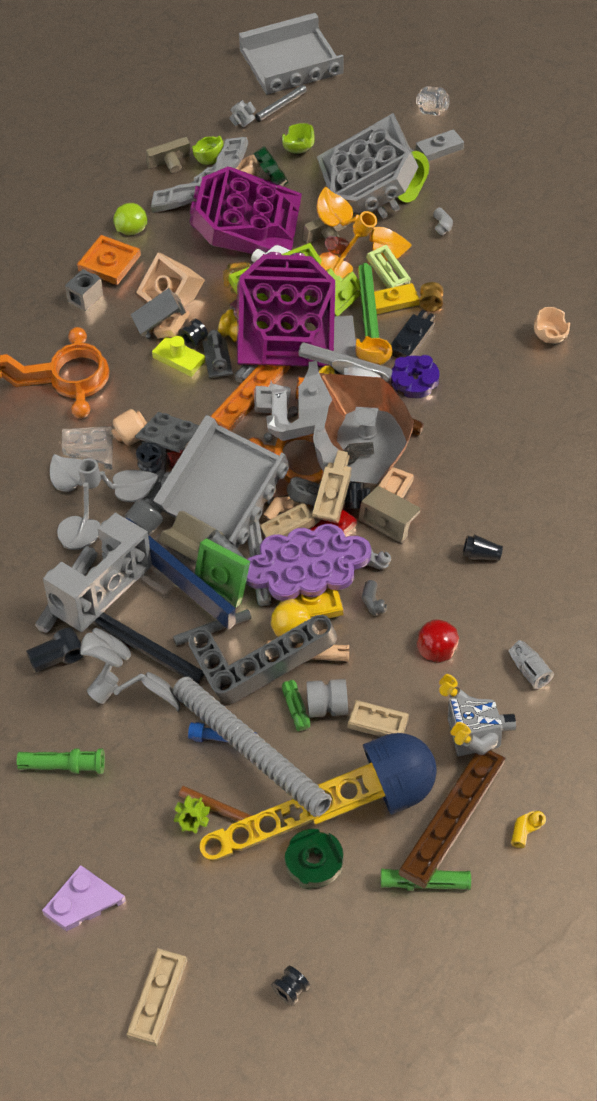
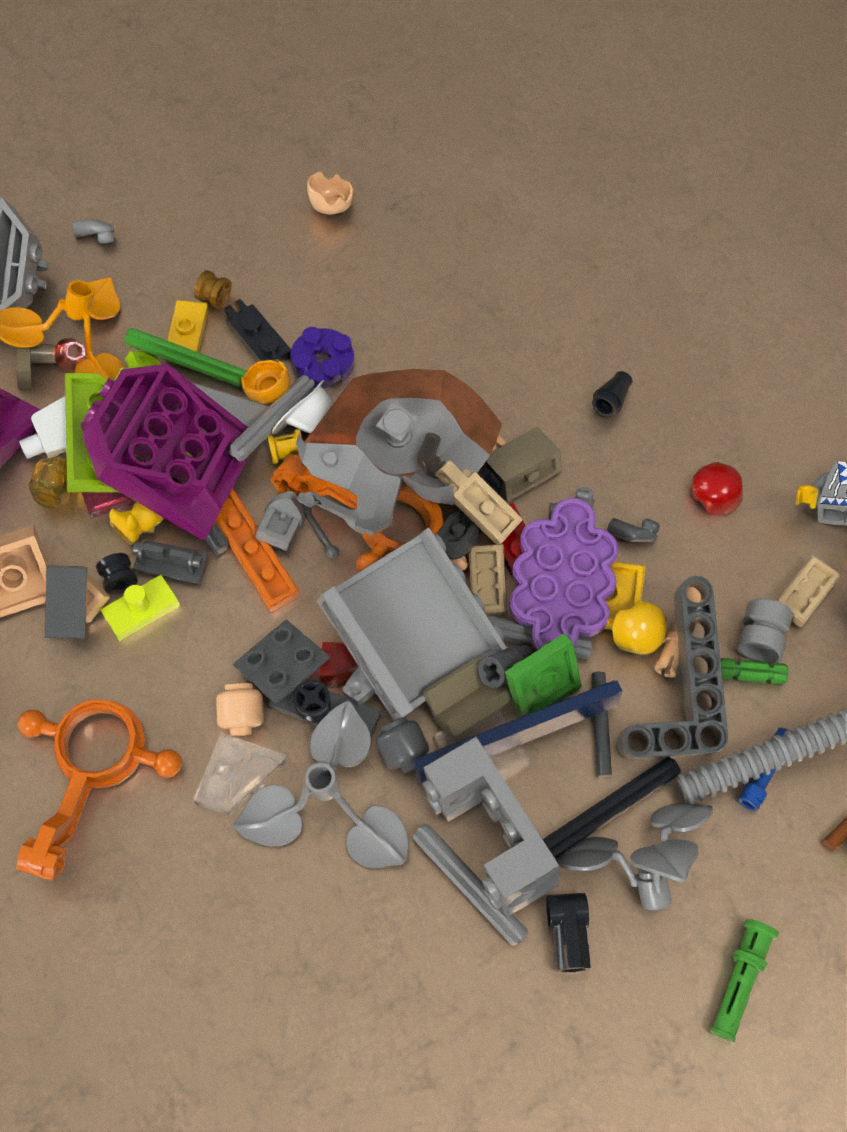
camera: 70 degrees left, 10 degrees up
(389, 278) = (138, 317): yellowish green tile -> none
(531, 665) = (786, 411): light grey hinge -> none

